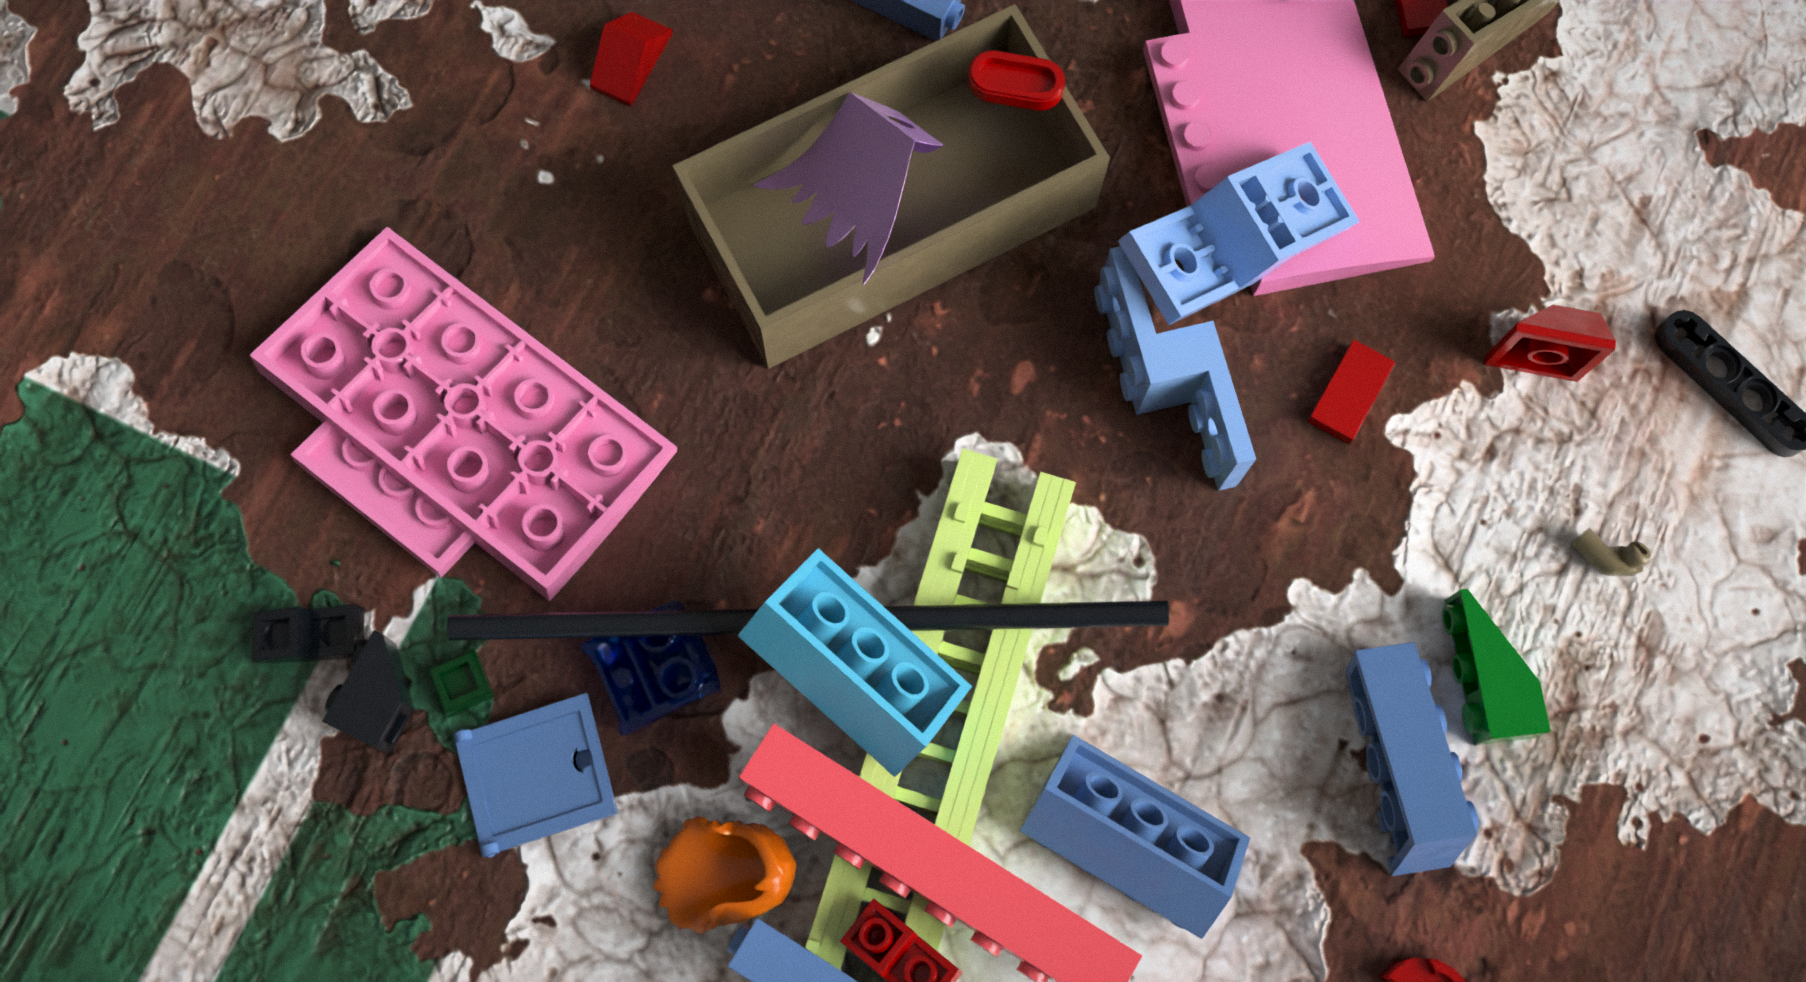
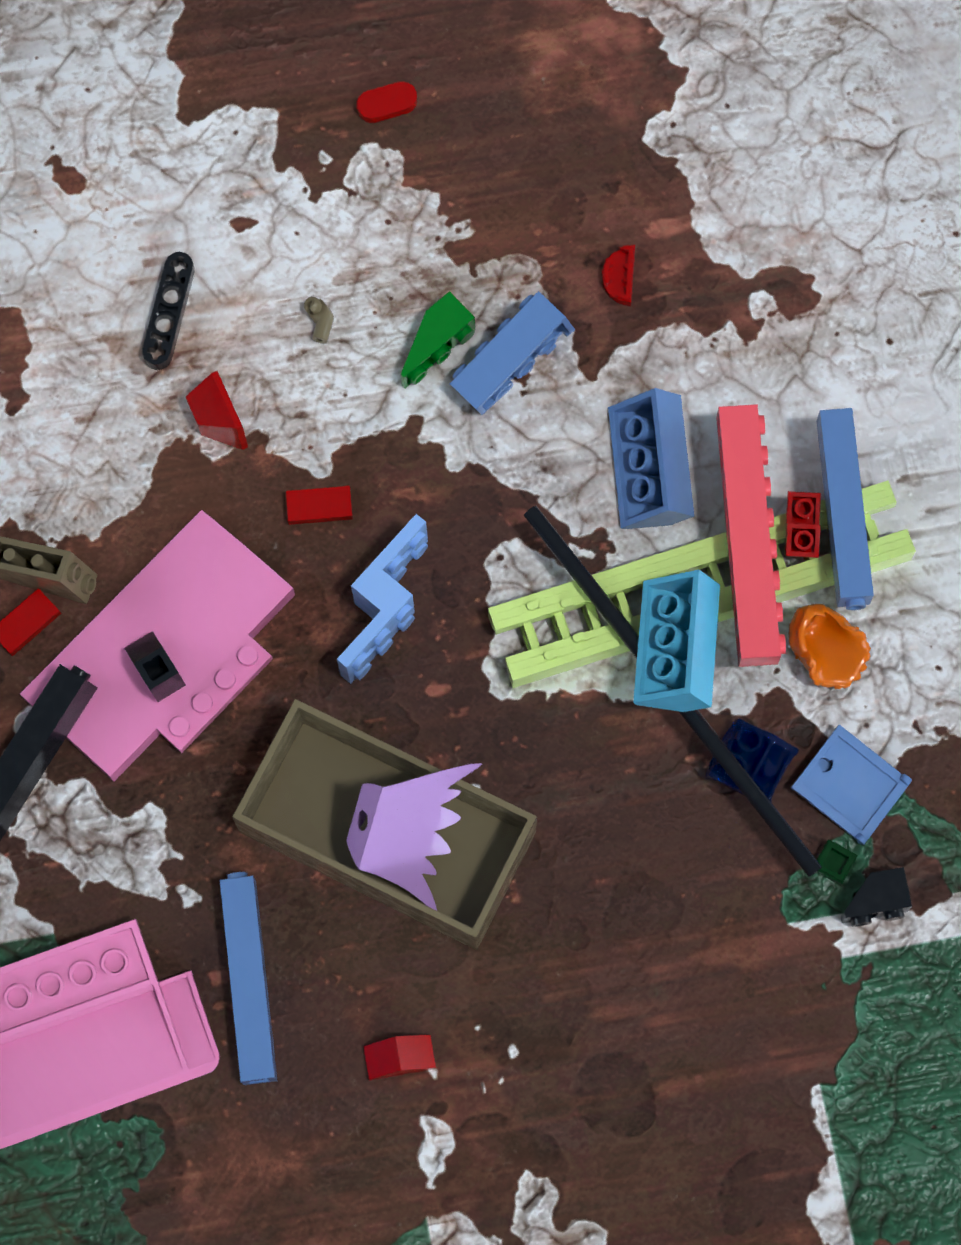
camera: 120 degrees left, 0 degrees up
(307, 634) = (872, 964): black slope -> none
(456, 421) = (696, 981): bright pink slope -> none
(1016, 80) = (285, 780): red tile -> none
(1238, 232) = (281, 607): light blue bracket -> none
(1265, 59) = (155, 666): none -> black slope

